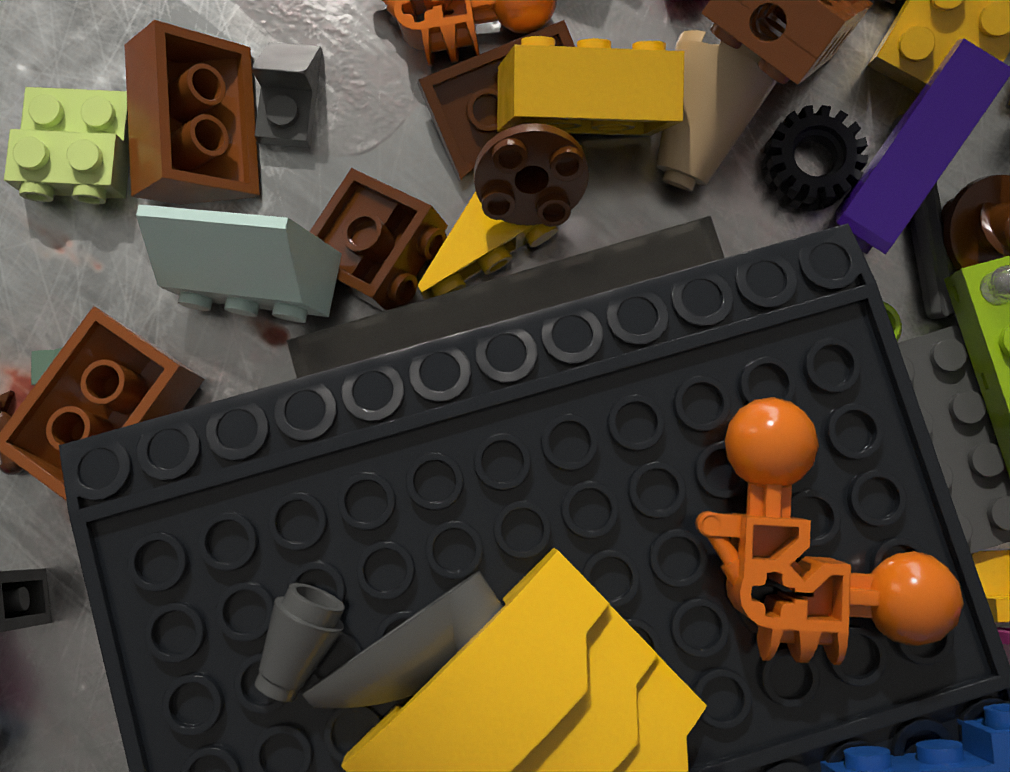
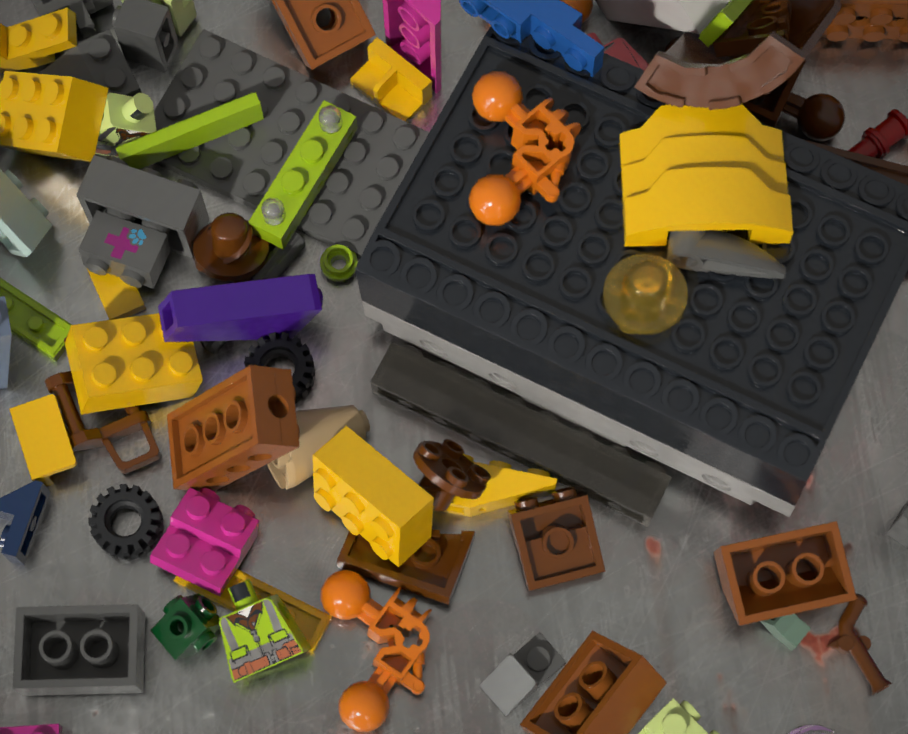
camera: 140 degrees left, 10 degrees down
(239, 261) = (640, 576): light aqua slope -> none
(297, 640) = (766, 298): dark grey cone -> none
(464, 499) = (645, 294): none -> clear yellow plate

